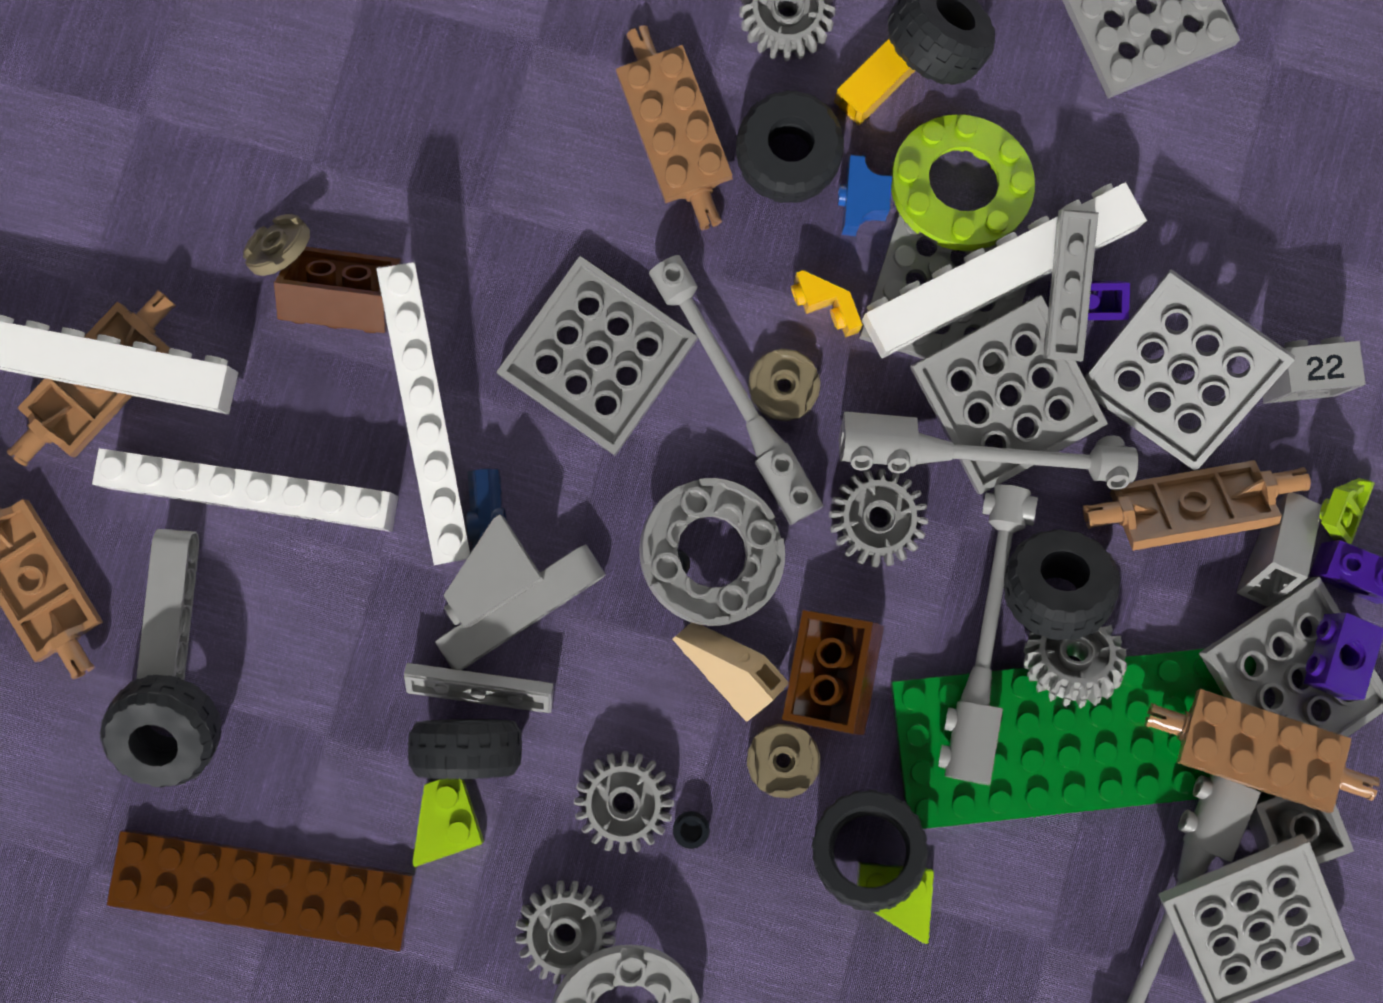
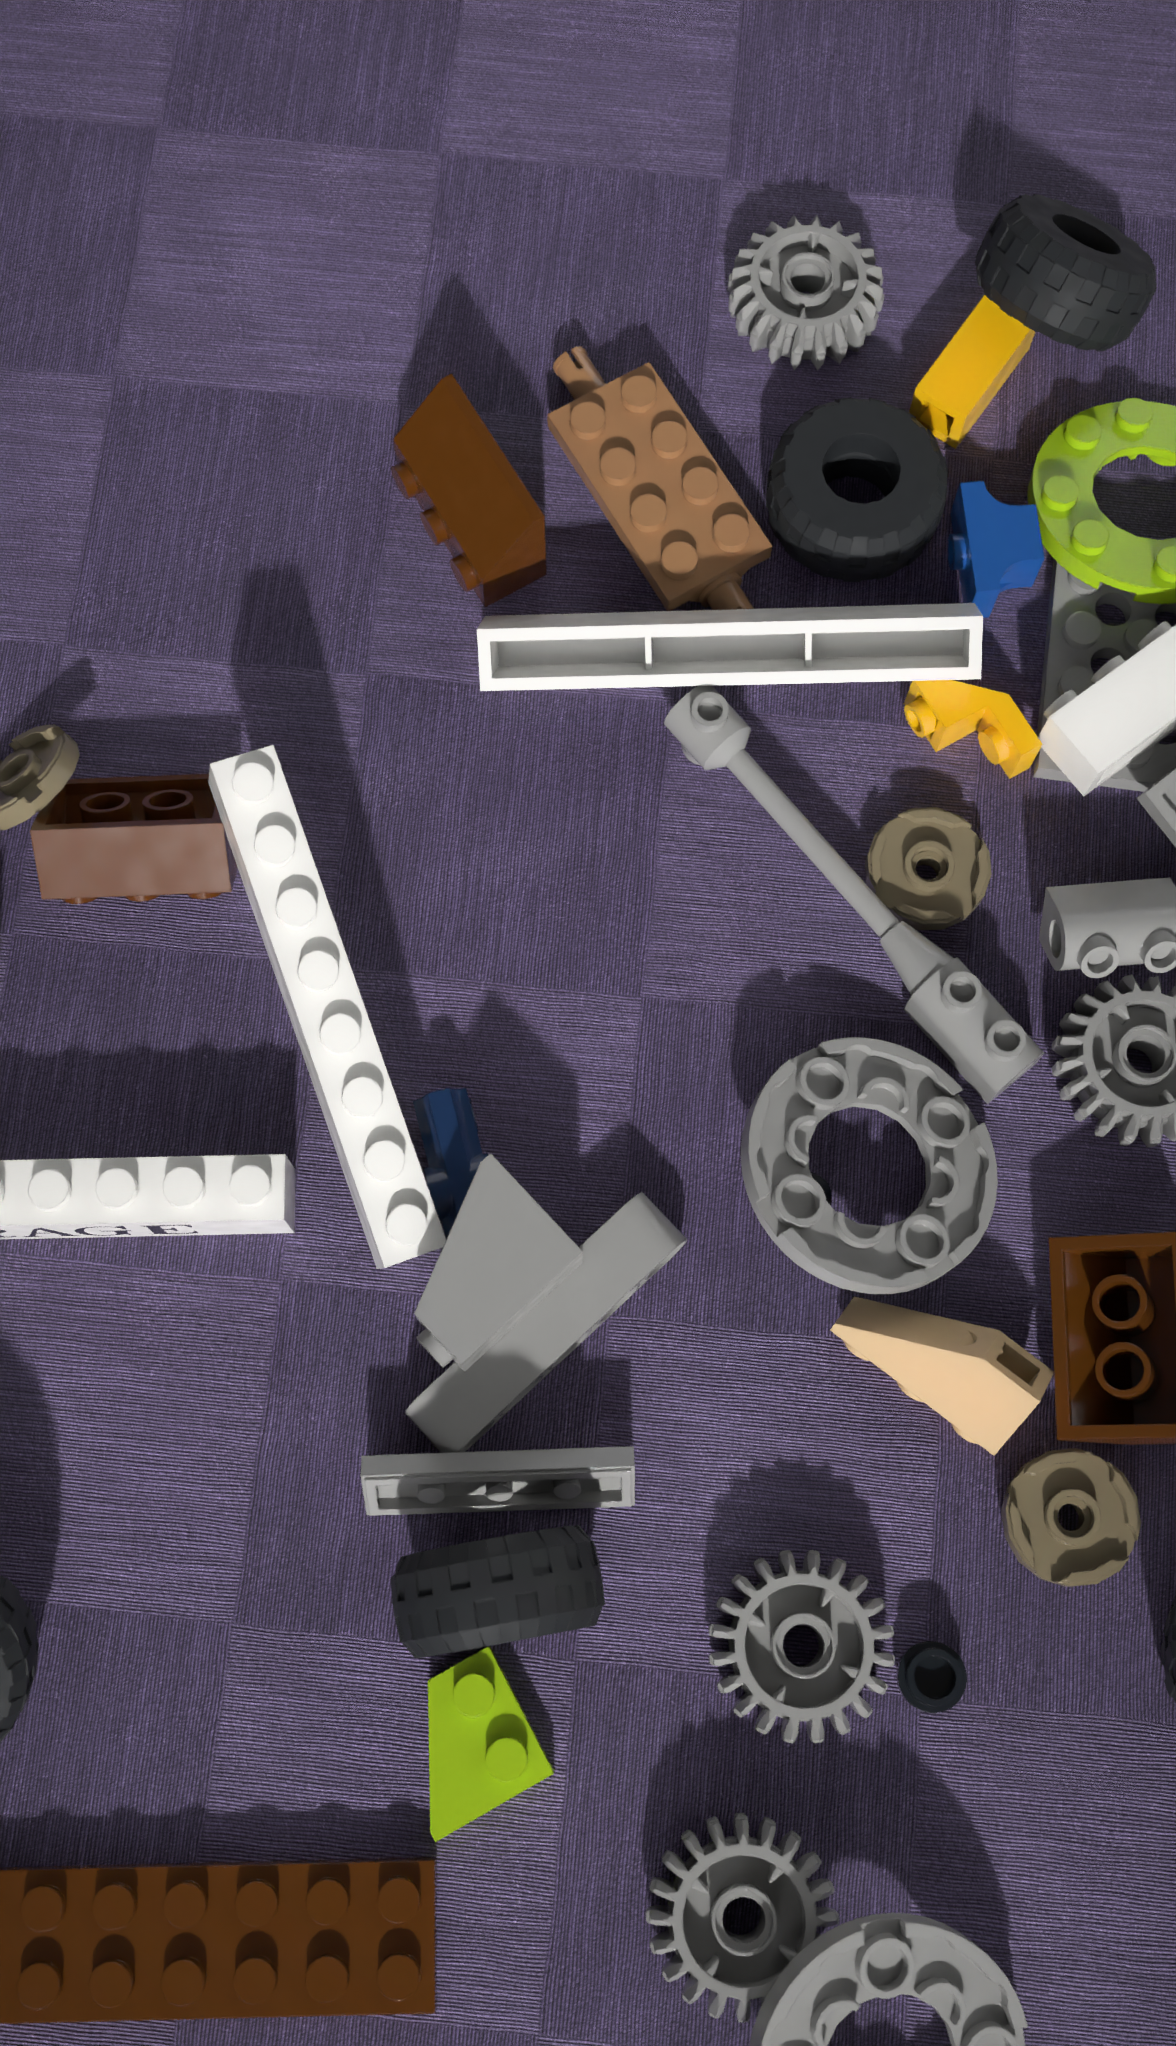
camera: 10 degrees left, 10 degrees down
(559, 114) = (470, 495): none -> reddish brown slope
(614, 301) = (589, 966): light grey piece -> none
(692, 235) = (730, 647): none -> white brick

